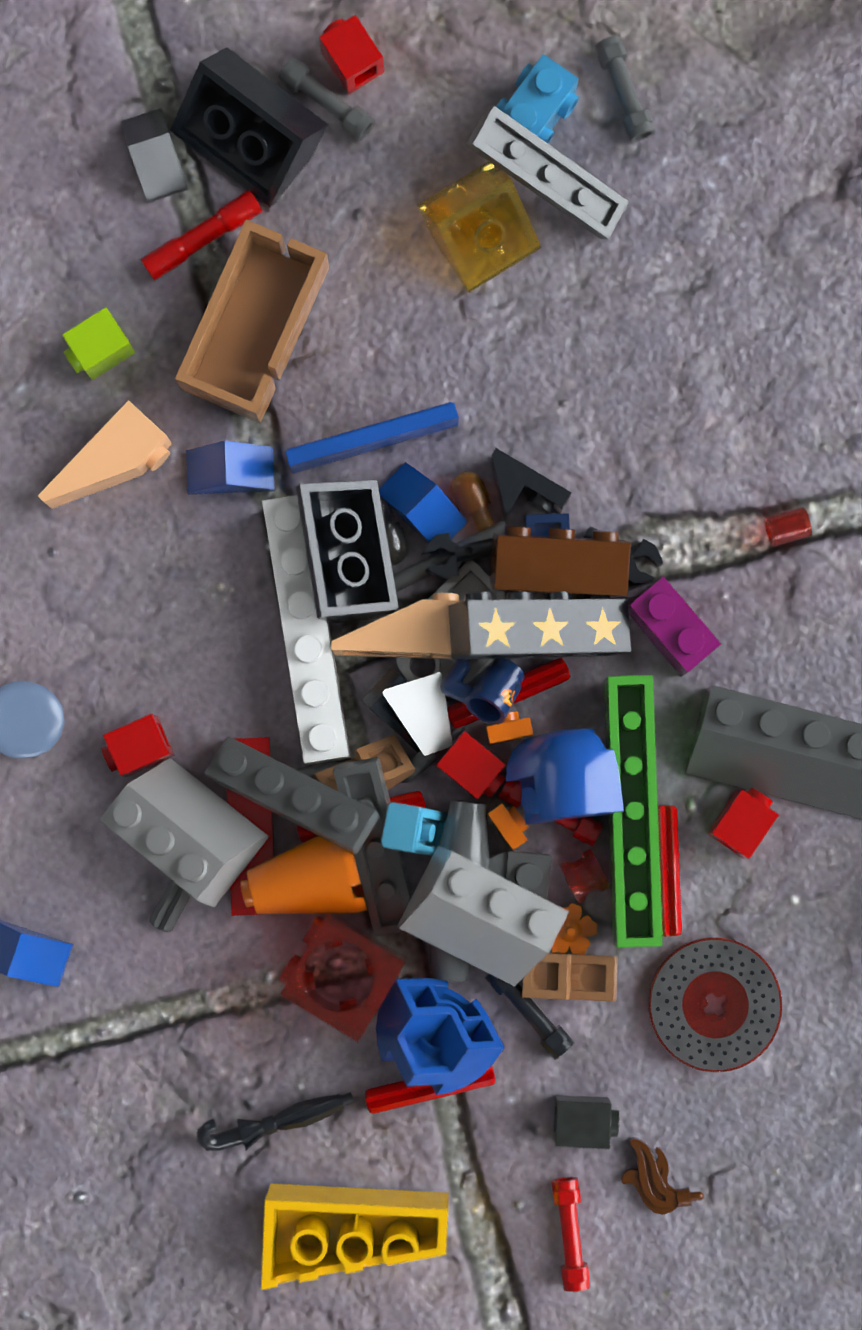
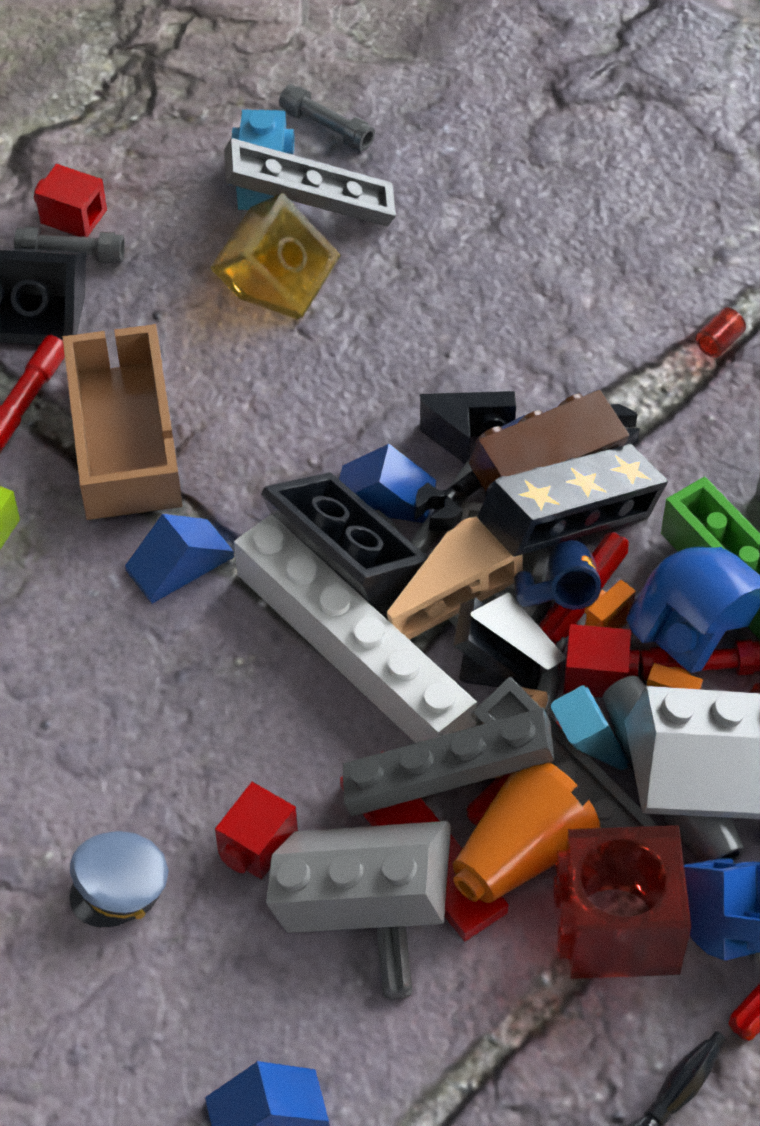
camera: 35 degrees left, 30 degrees down
(116, 454) = (56, 603): light nougat slope -> none
(372, 437) = (299, 454): blue tile -> none
(472, 498) = (428, 455): clear orange cylinder -> none
(673, 626) = (689, 446): magenta brick -> none

